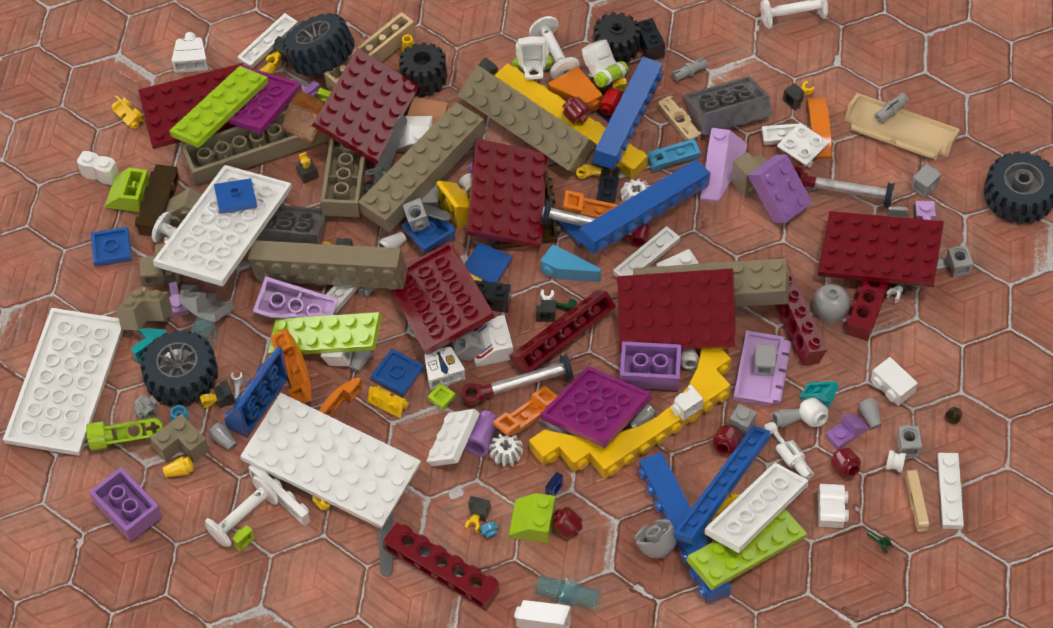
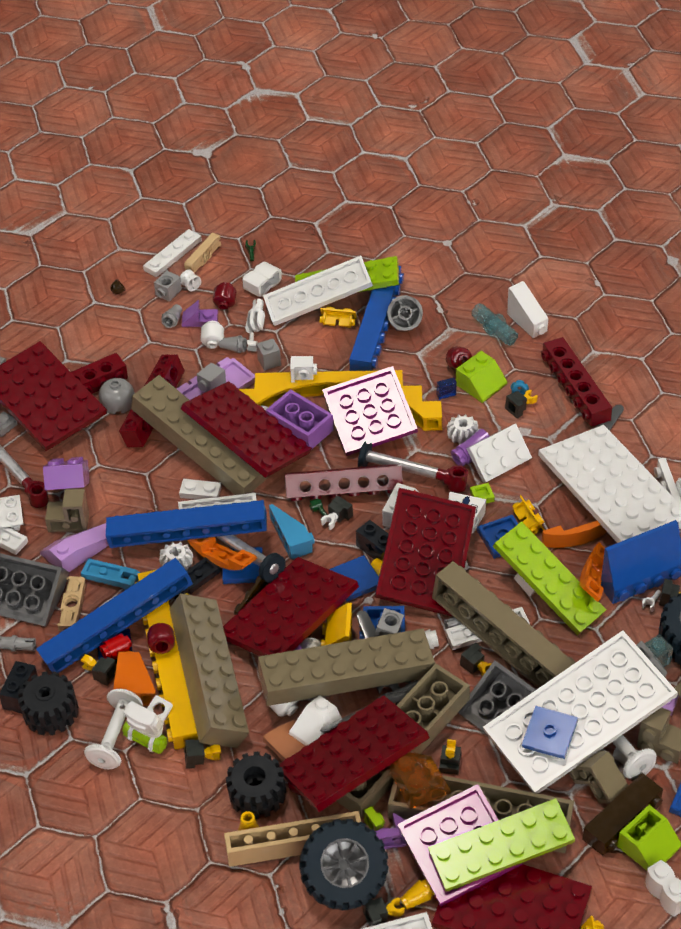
camera: 145 degrees left, 10 degrees down
(290, 301) = (571, 638): lavender wedge -> none
(526, 414) = (428, 445): orange slope -> none
(602, 64) = (91, 668): white piece -> none
(722, 485) = (329, 315): blue plate -> none
(726, 439) = (290, 348): dark red head -> none
(820, 390) = (194, 341): teal slope -> none
(893, 381) = (136, 320): white brick -> none

